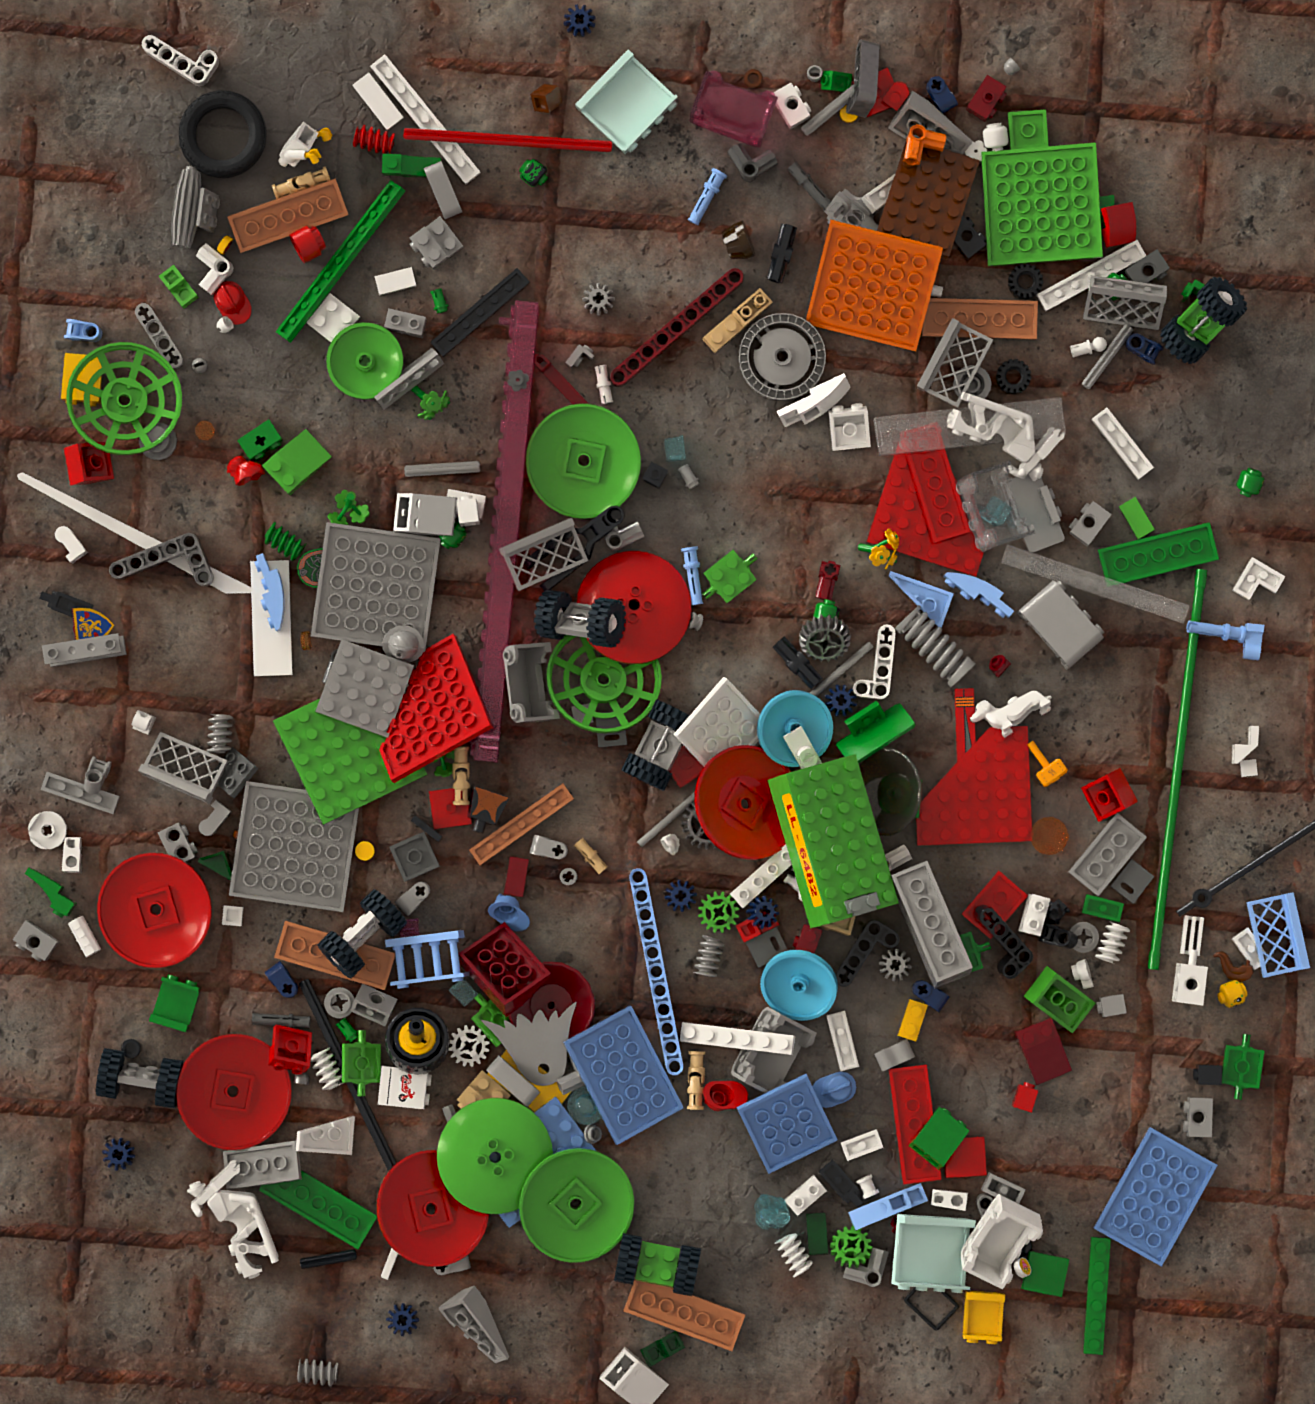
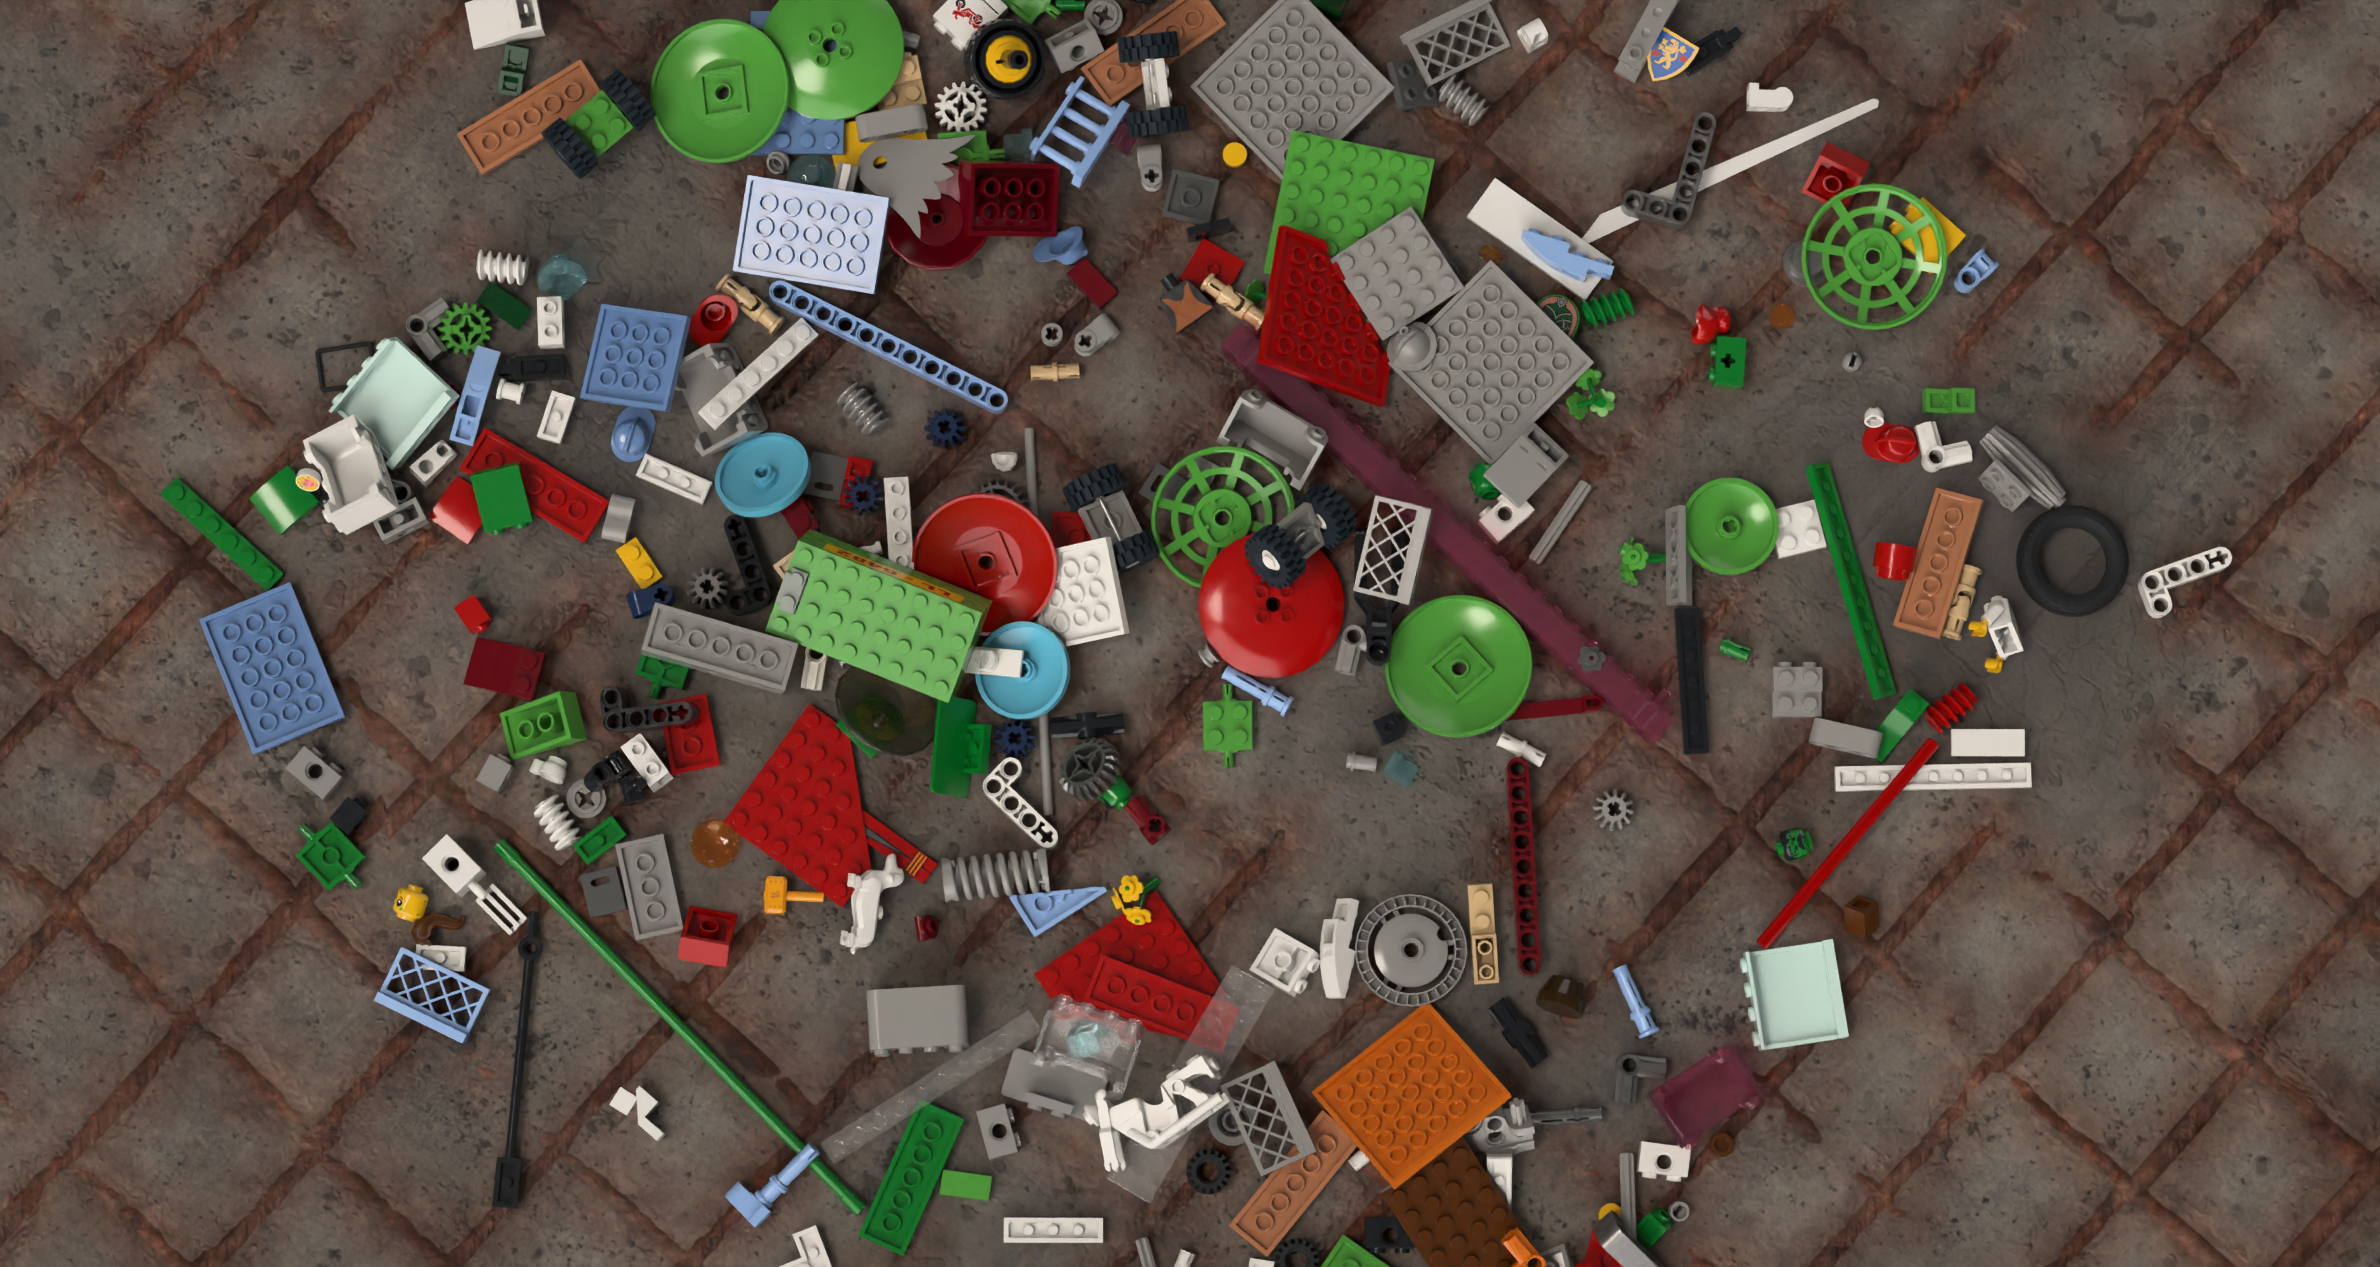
camera: 120 degrees right, 5 degrees down
(161, 334) = (1912, 344): light grey beam -> none
(215, 820) = (1379, 32): light grey leg -> none
(224, 245) = (1956, 477): yellow tile -> none
(297, 461) = (1678, 382): bright green slope -> none
(395, 281) = (1788, 621): white tile -> none
(405, 323) = (1737, 597): light grey brick -> none
(468, 511) = (1495, 507): white brick -> none
(521, 824) = (1140, 327): nougat plate -> none
(572, 23) = (1921, 1005): dark blue gear -> none
(575, 358) = (1570, 741): light grey bracket -> none
(729, 919) = (888, 456): bright green gear -> none
(973, 586) = (1026, 961): light blue slope -> none
(983, 1316) = (291, 406): yellow panel -> none

